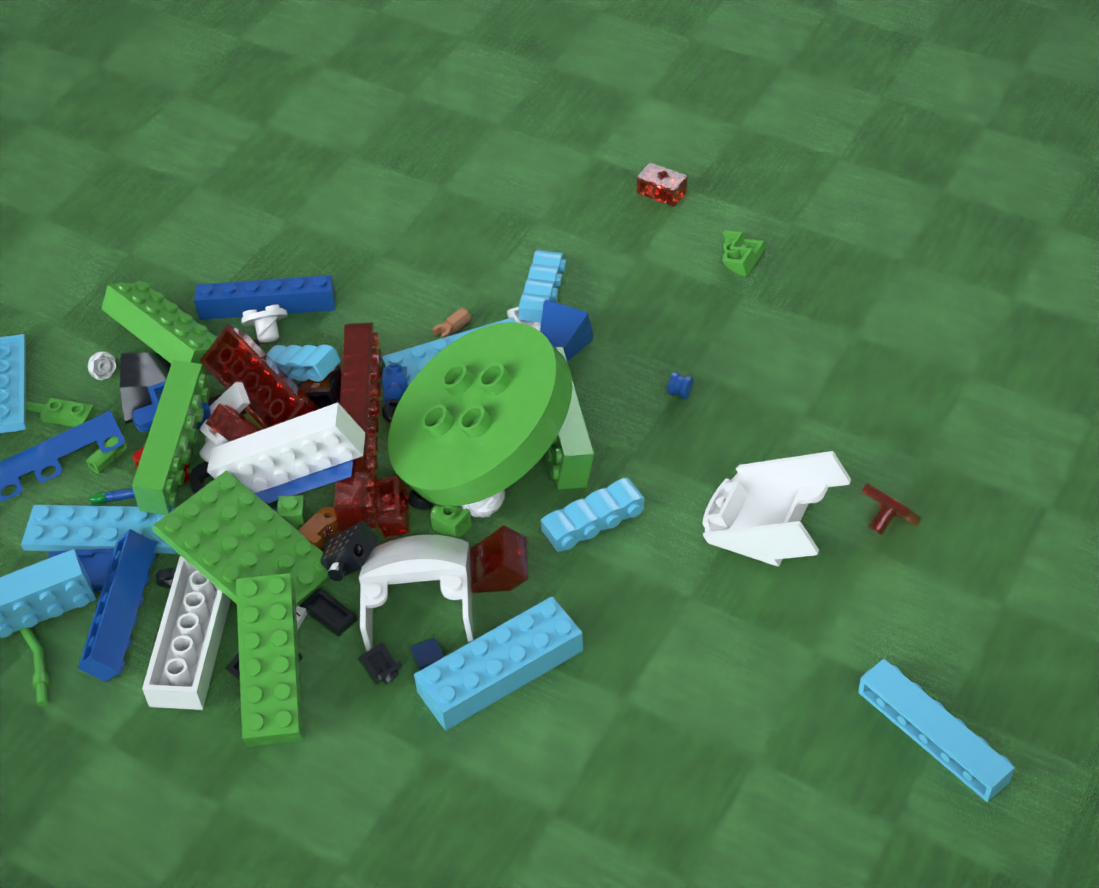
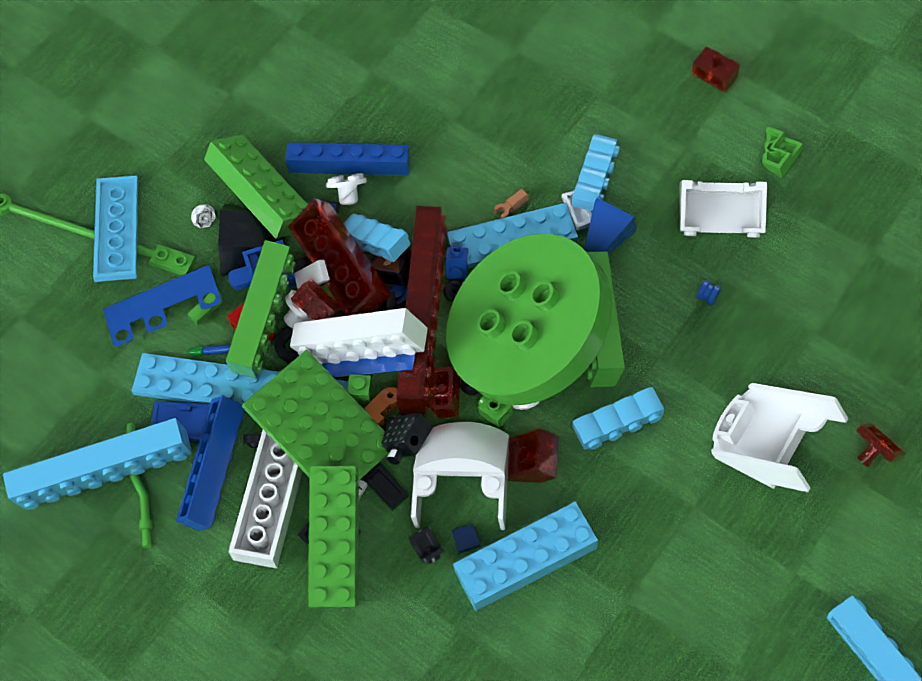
camera: 10 degrees right, 15 degrees up
(685, 305) = (723, 208): none -> white windscreen

